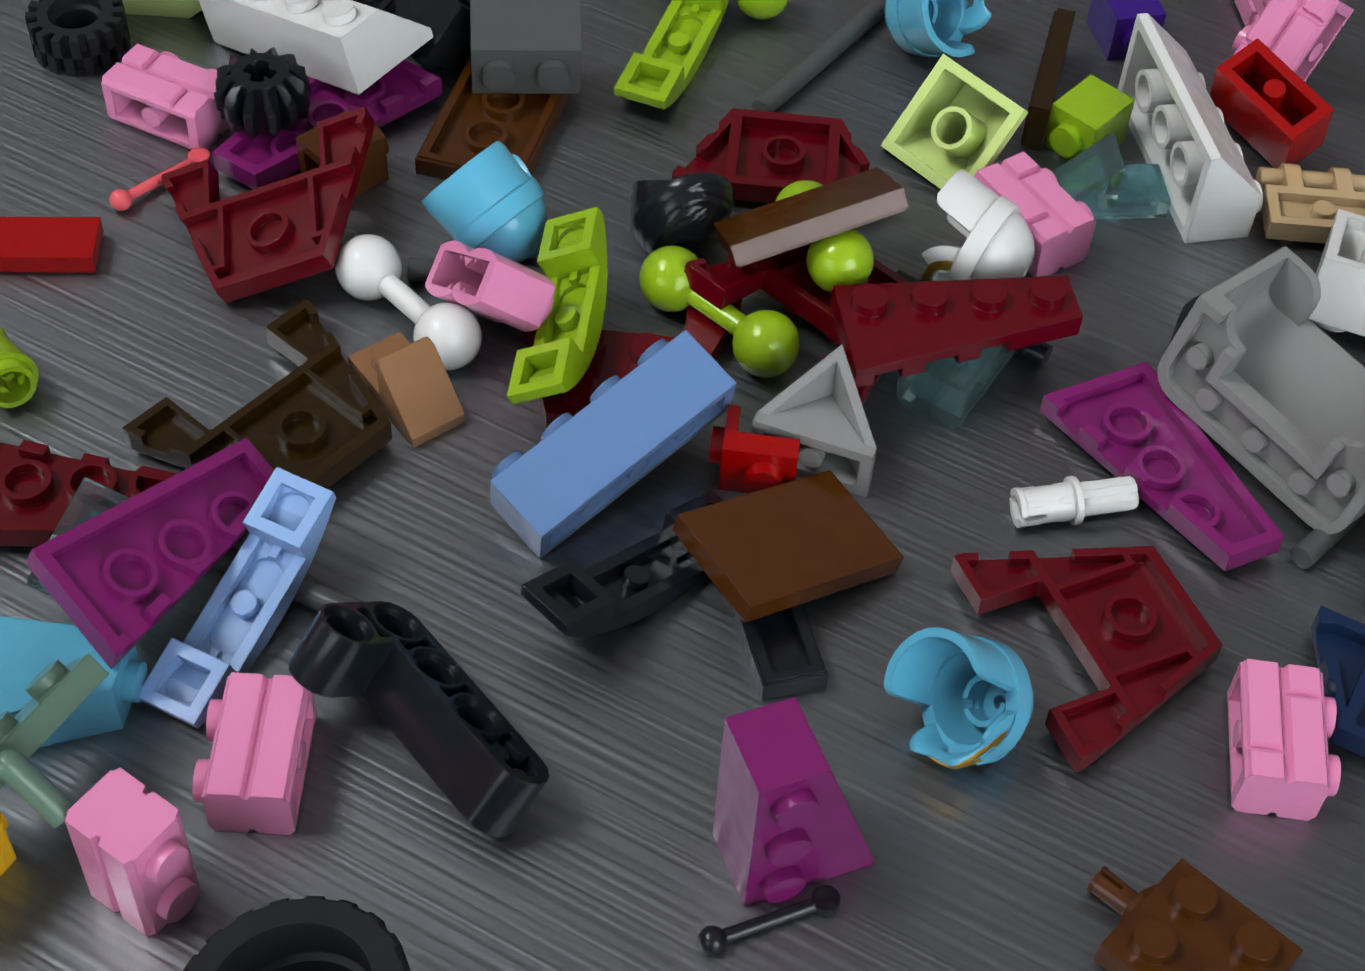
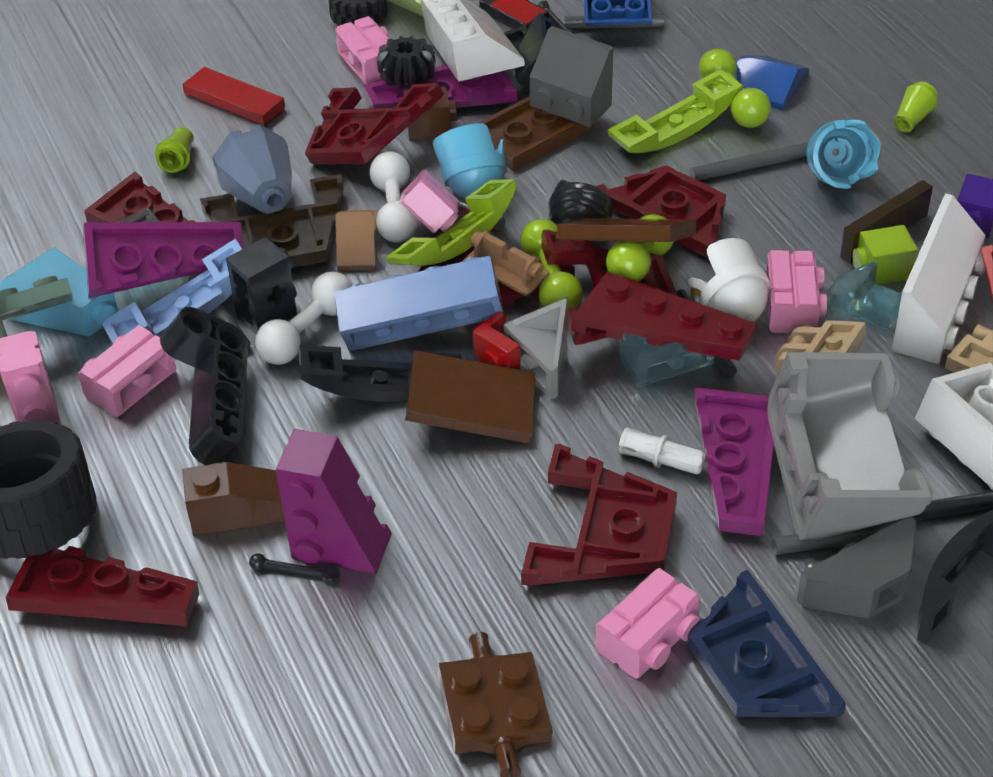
camera: 40 degrees right, 5 degrees down
(122, 199) = (305, 93): coral hinge -> none
(194, 347) = (255, 168): none -> sand blue cone
(366, 521) = (262, 284): none -> black brick
(449, 590) = (280, 340): none -> white piece
(616, 856) = (230, 497): none -> reddish brown slope
(644, 322) = (511, 266): none -> medium nougat hinge
(782, 653) = (425, 450): black tile -> none
(953, 124) = (793, 219): yellowish green slope -> none
(969, 693) = (494, 514): medium azure helmet -> none
(1152, 273) = (831, 337): none -> tan plate

